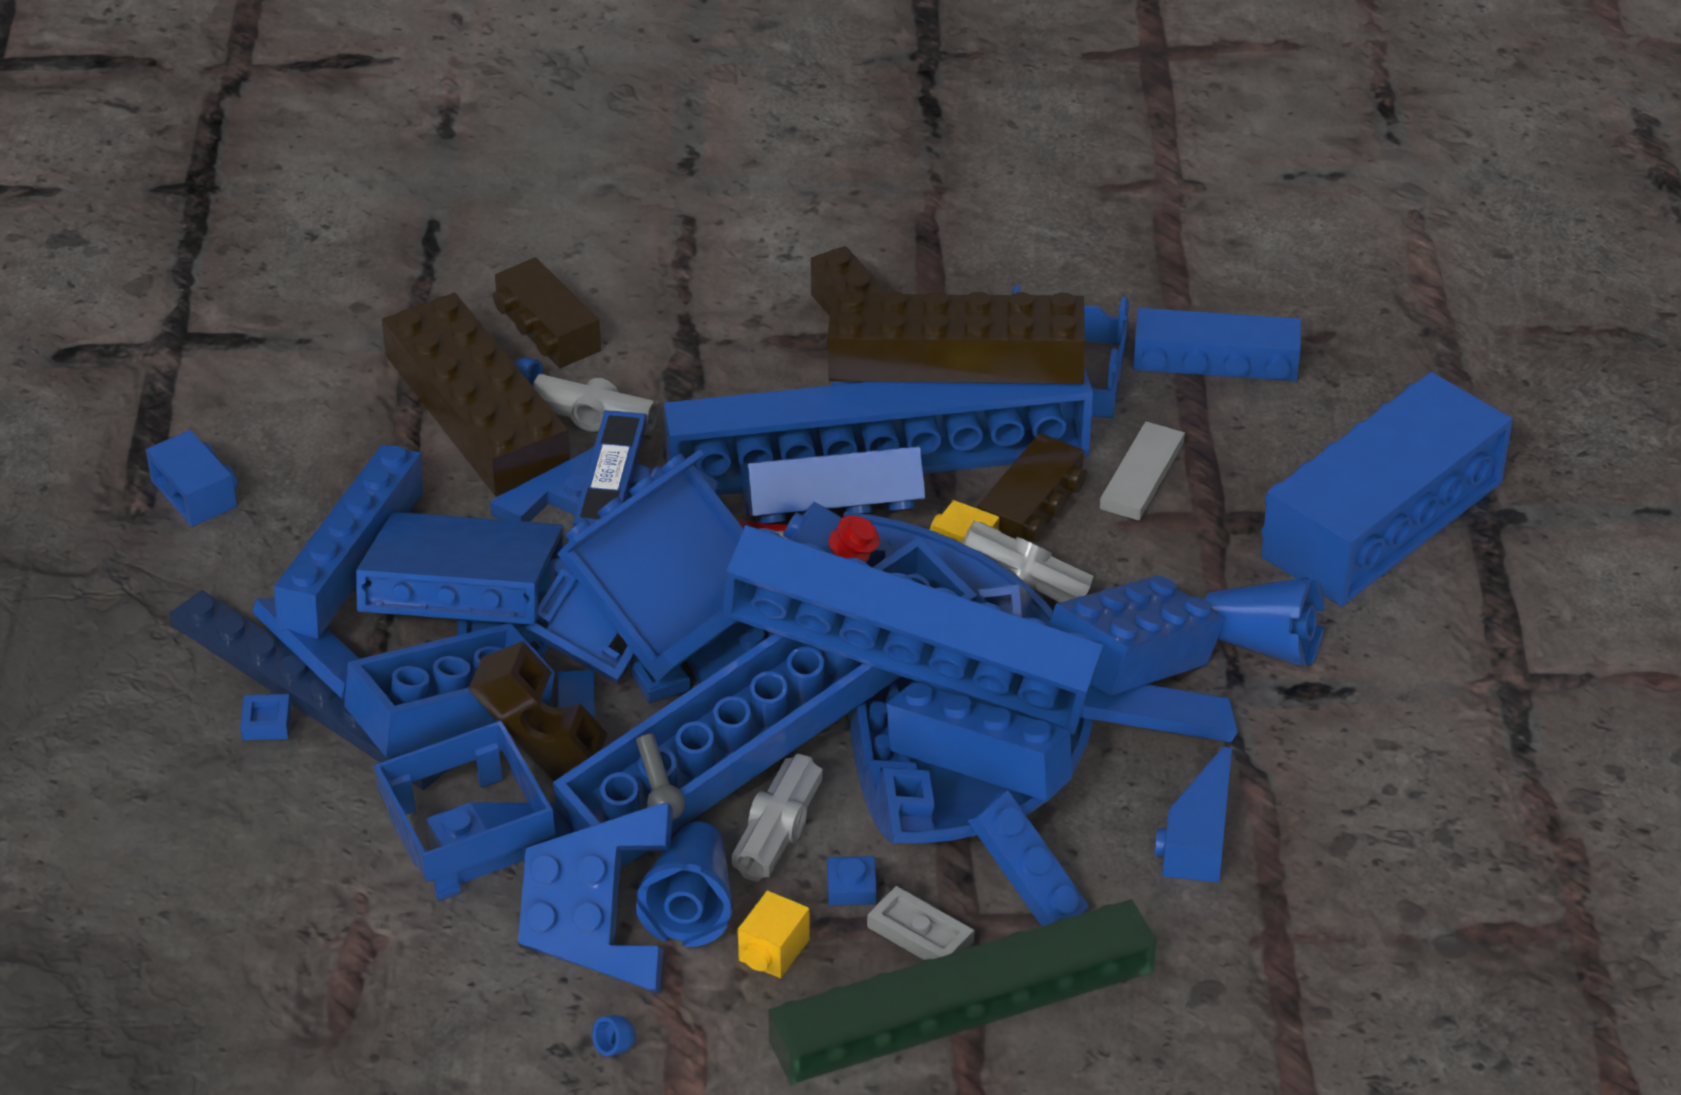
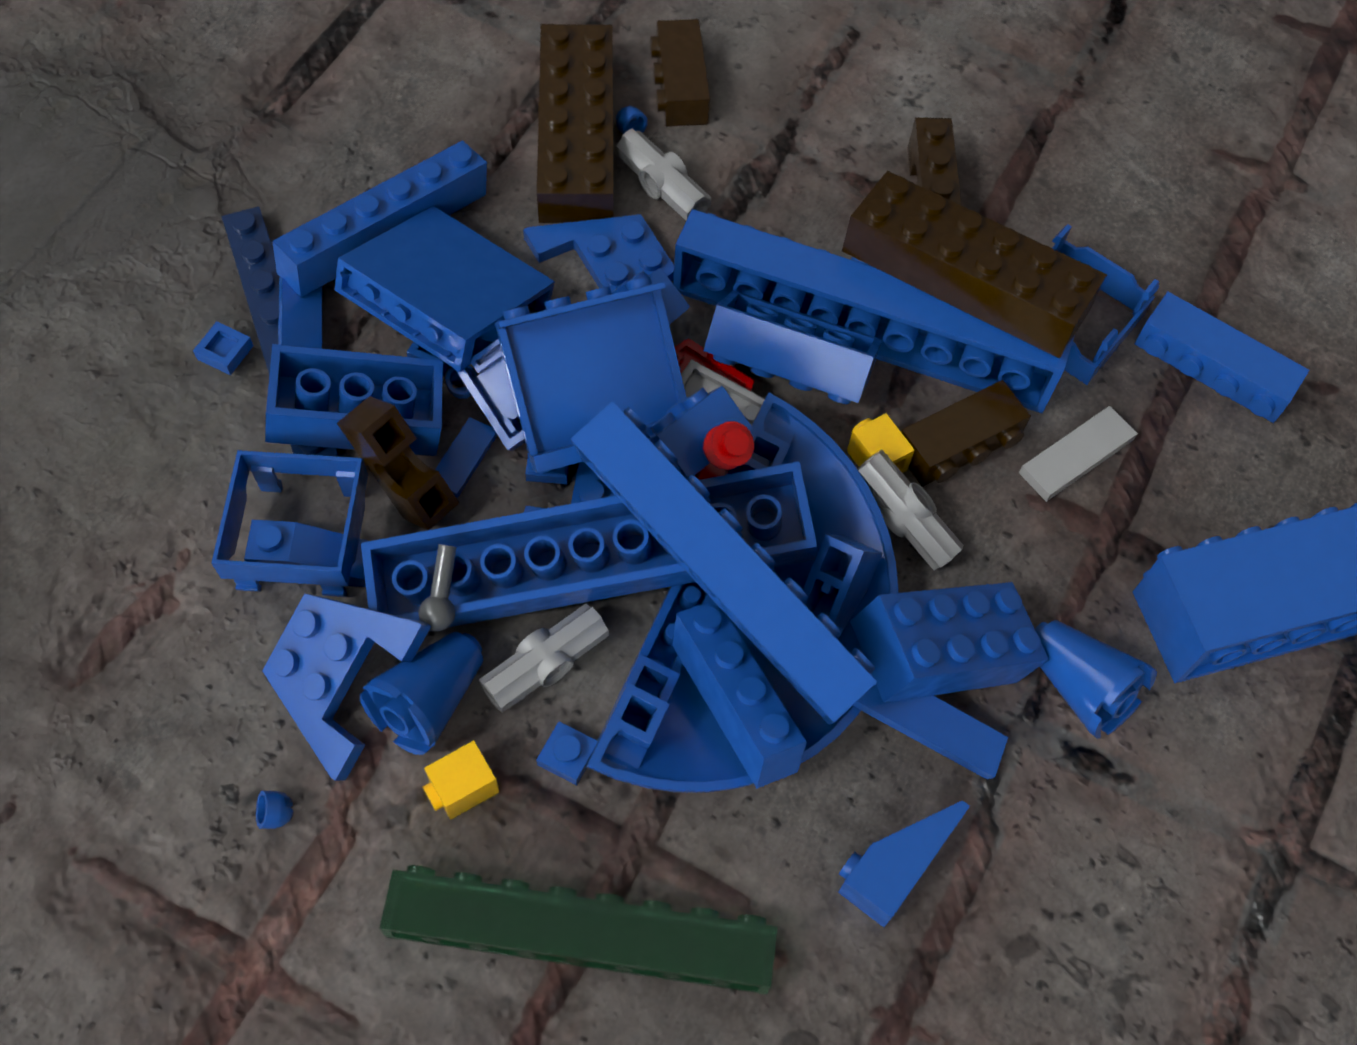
camera: 25 degrees right, 20 degrees up
(192, 477) = (318, 101): blue brick -> none
(611, 463) = (627, 245): tile -> none
(918, 926) = (588, 841): light grey plate -> none
(1026, 860) = (707, 837): blue plate -> none

